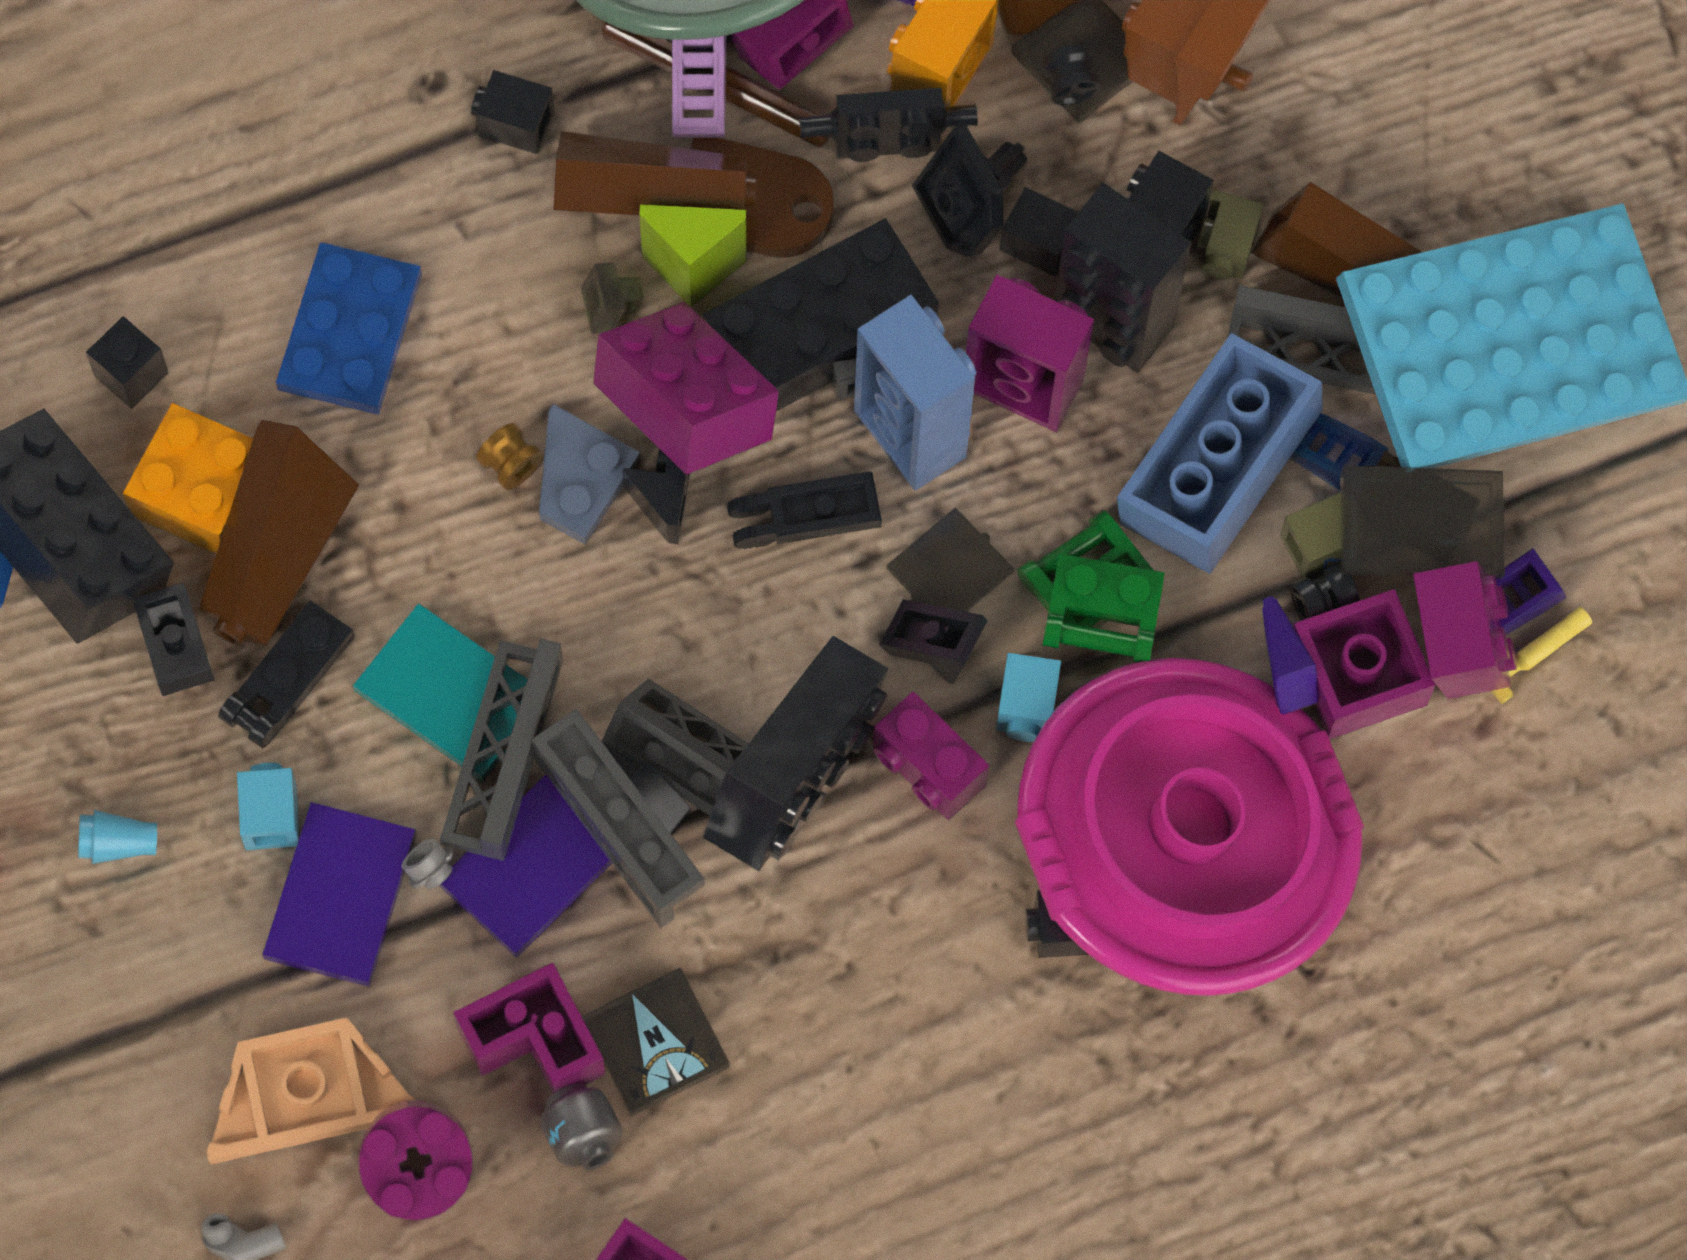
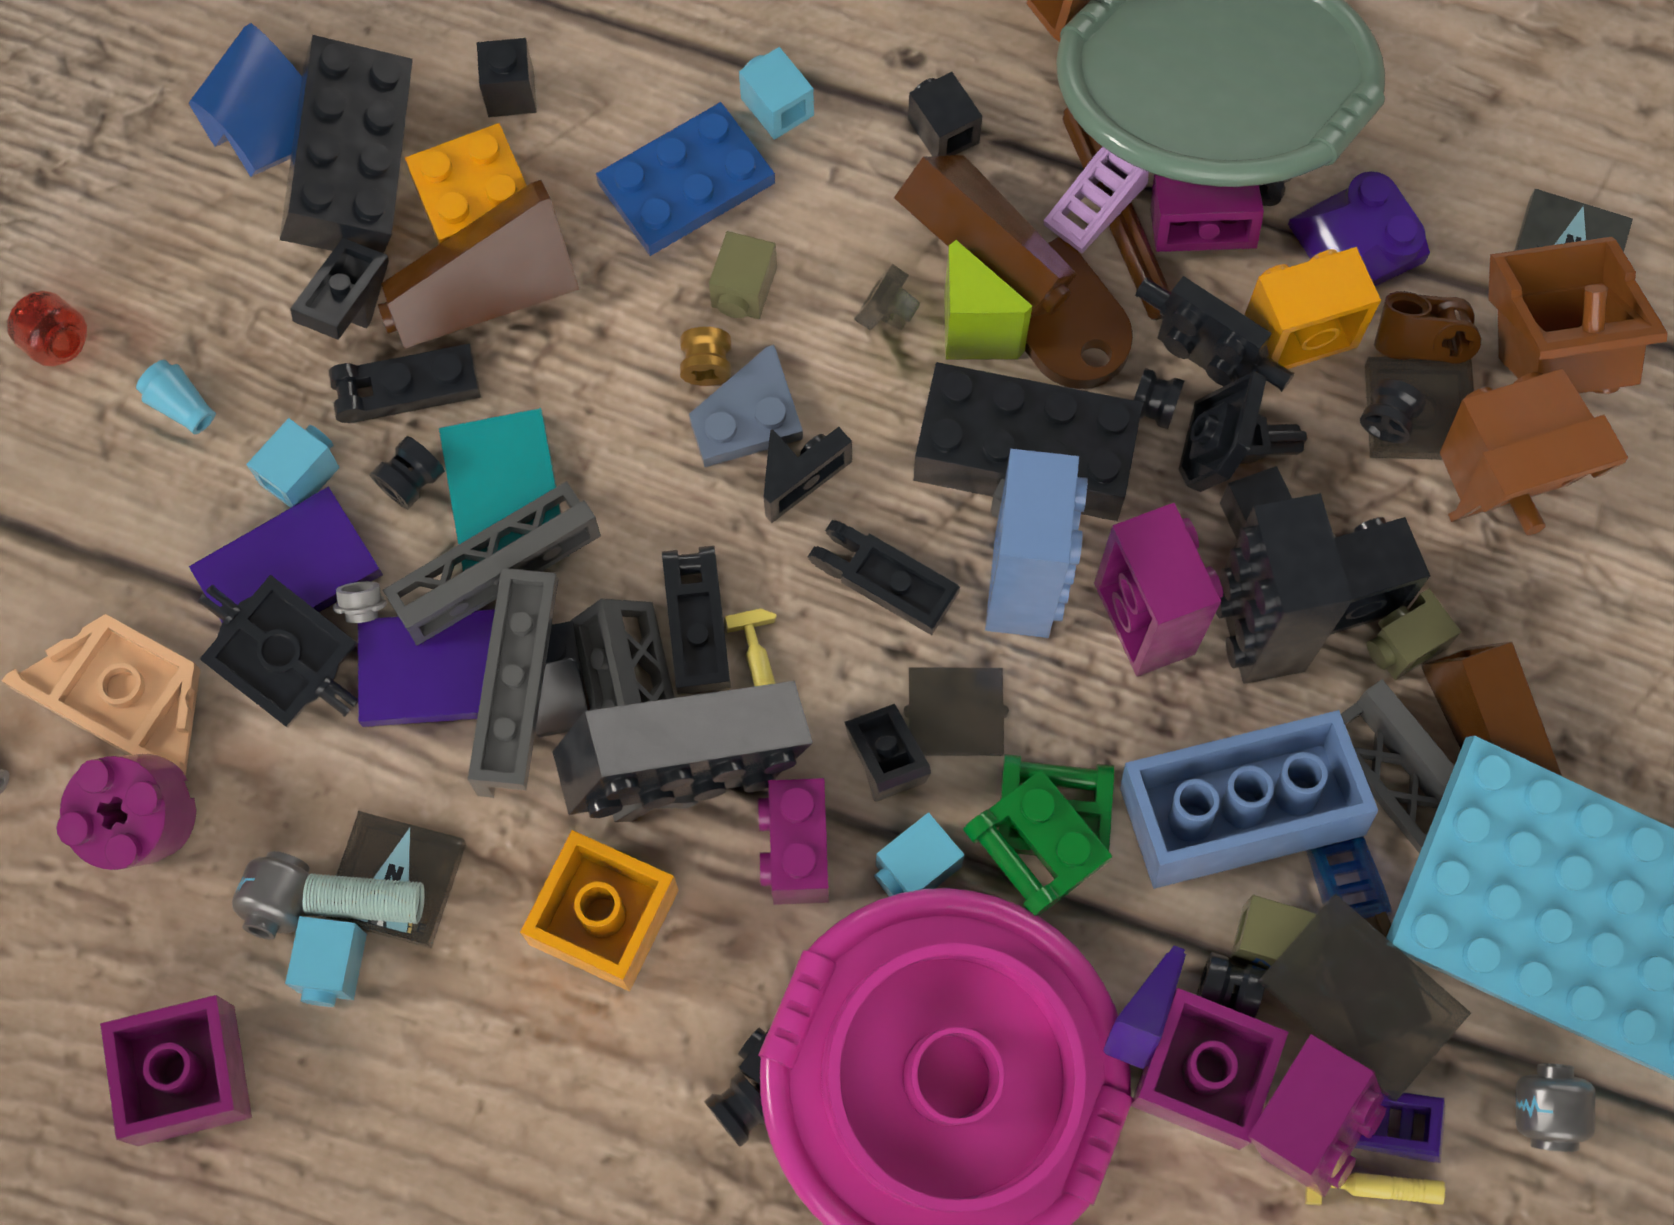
camera: 45 degrees right, 0 degrees up
(359, 198) = (776, 92): none -> medium azure brick
(364, 738) = (407, 472): none -> black wheel
(405, 952) = (278, 651): none -> black plate
(478, 369) = (742, 275): none -> olive brick
(536, 1018) = (317, 790): magenta brick -> none
(635, 1073) = (327, 893): none -> light aqua piece
(667, 1137) = (325, 960): none -> medium azure brick
(685, 387) = (869, 405): magenta brick -> none
(697, 662) = (696, 622): none -> black plate
(764, 651) = (756, 654): none -> light yellow piece
(837, 925) = (600, 910): none -> light orange brick
(886, 202) = (1158, 397): none -> black wheel
(1064, 976) = (737, 1108): none -> black wheel
(1610, 492) = (1555, 1108): none -> flat silver head

